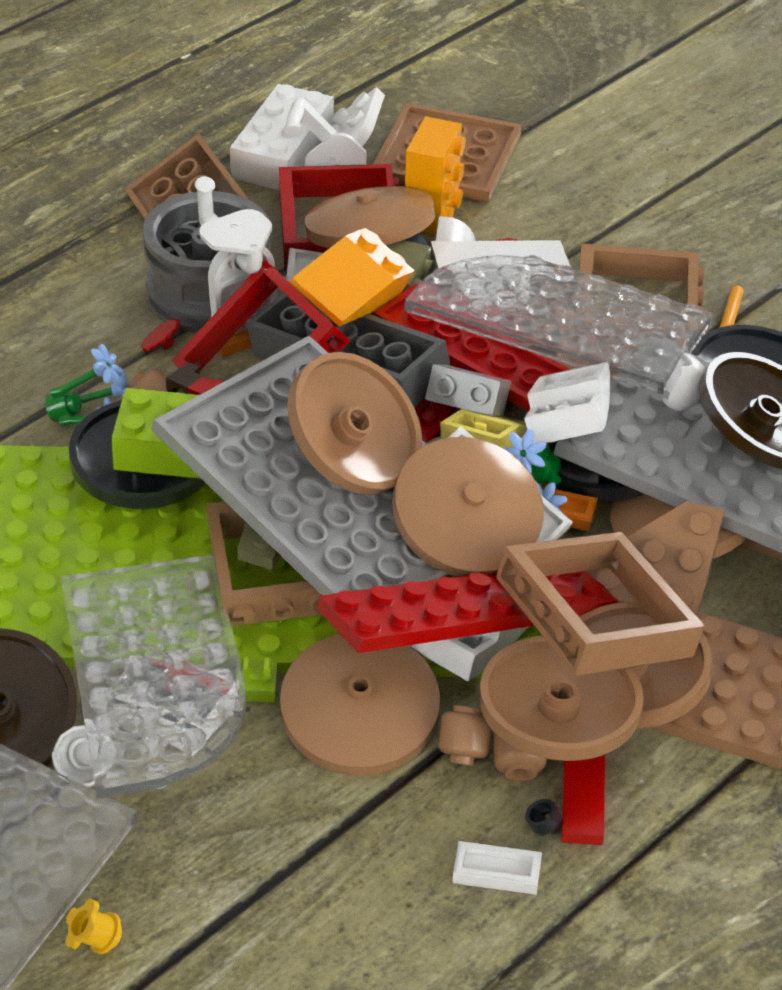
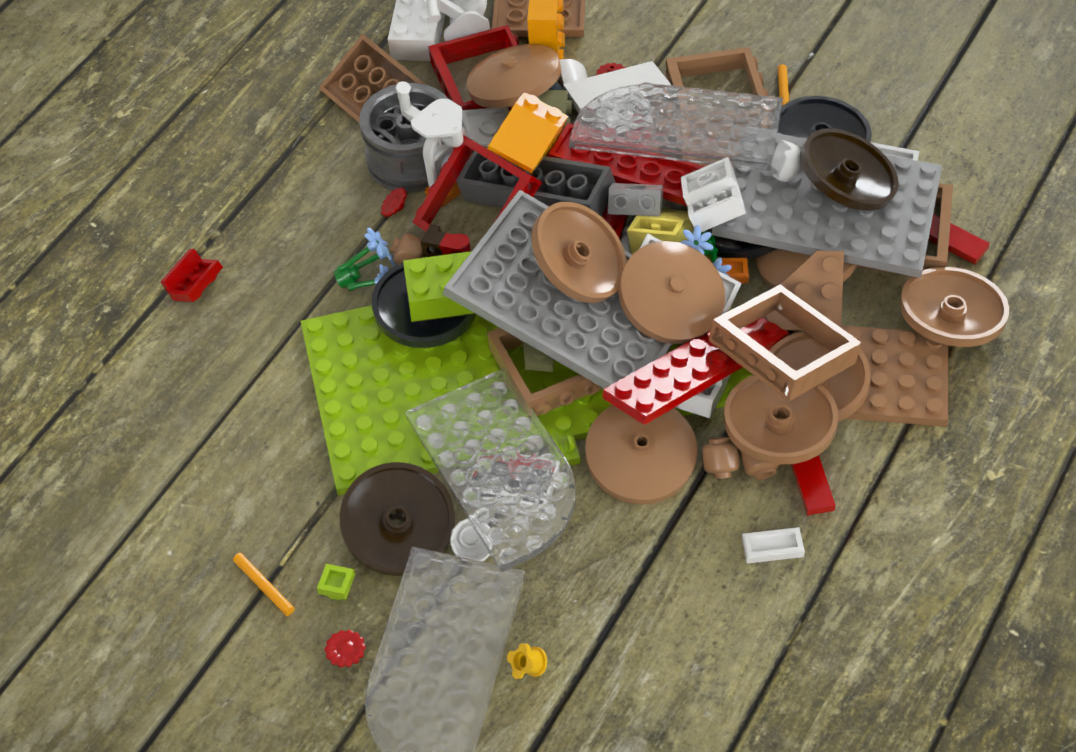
camera: 10 degrees left, 10 degrees up
(537, 820) = (787, 505): black hinge -> none

